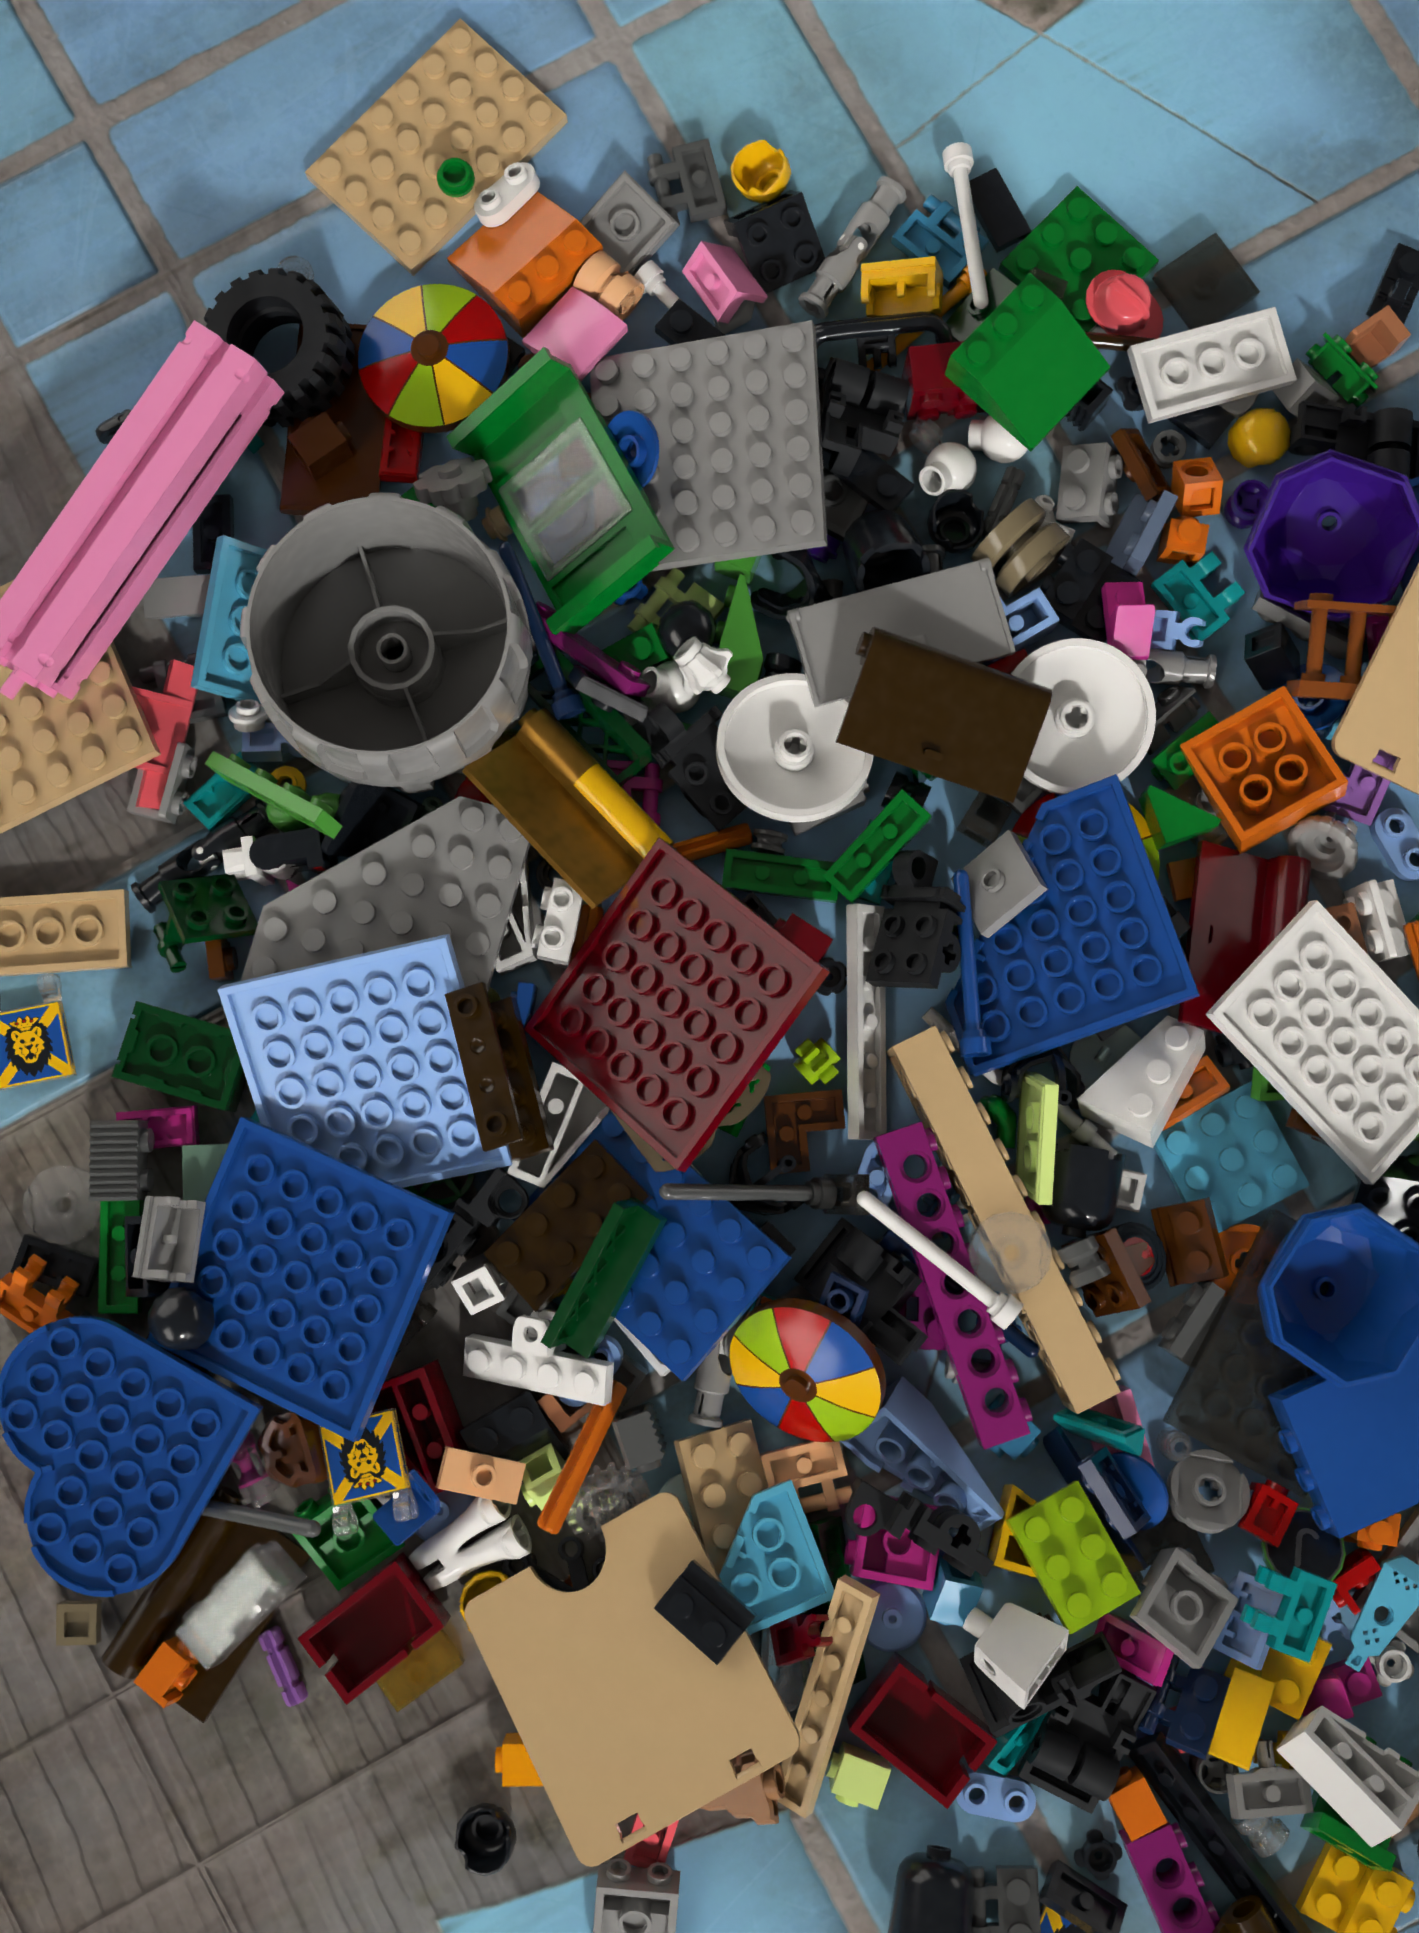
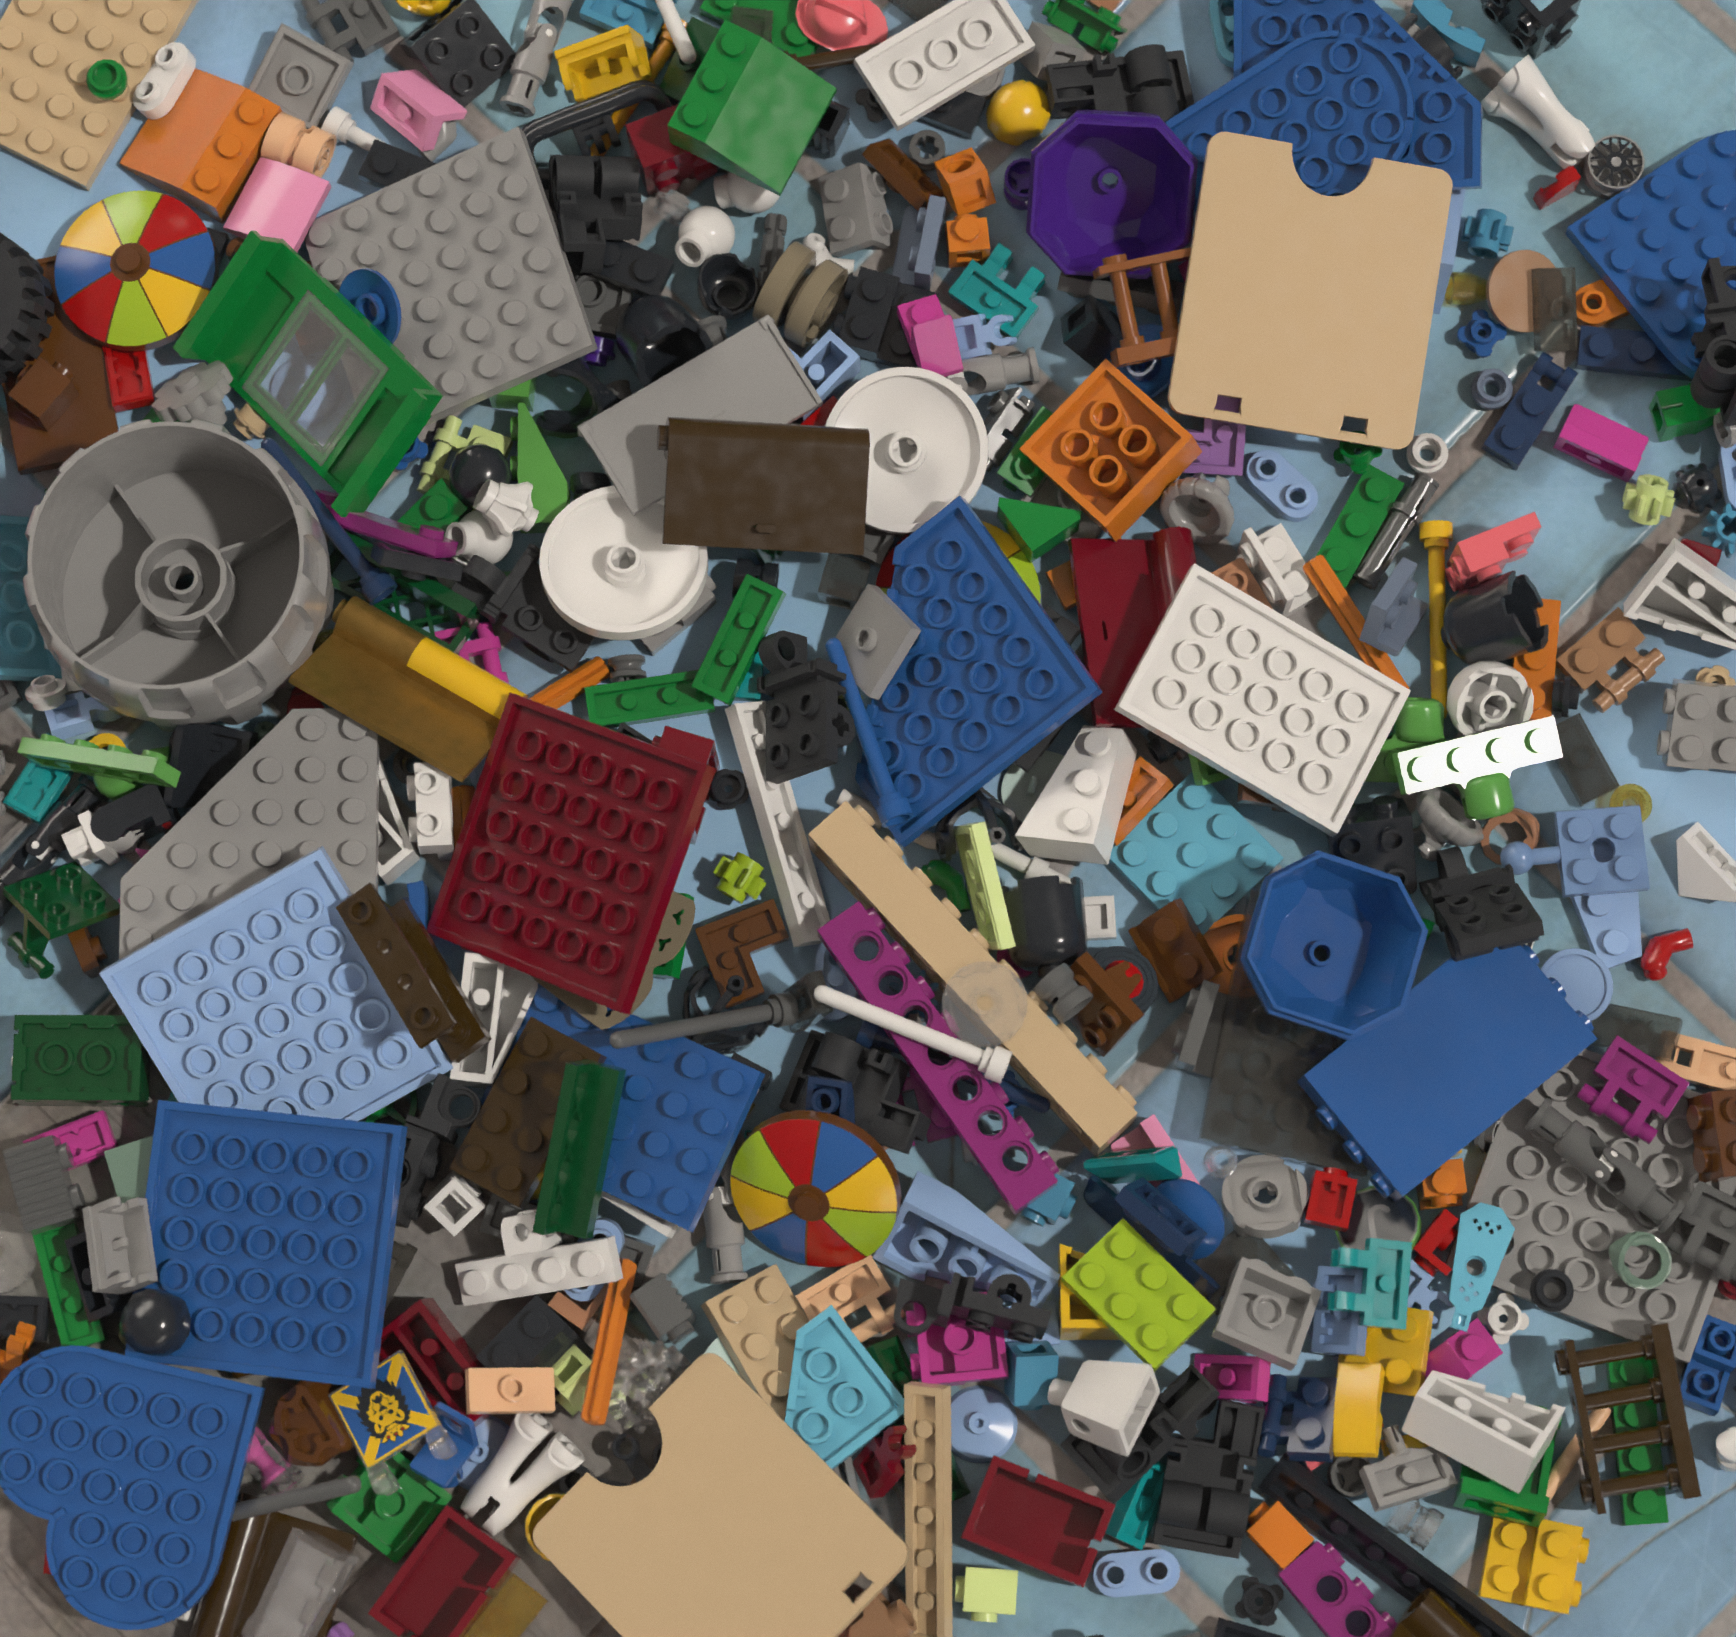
camera: 15 degrees left, 5 degrees down
(705, 1612) = (777, 1454): black plate -> none

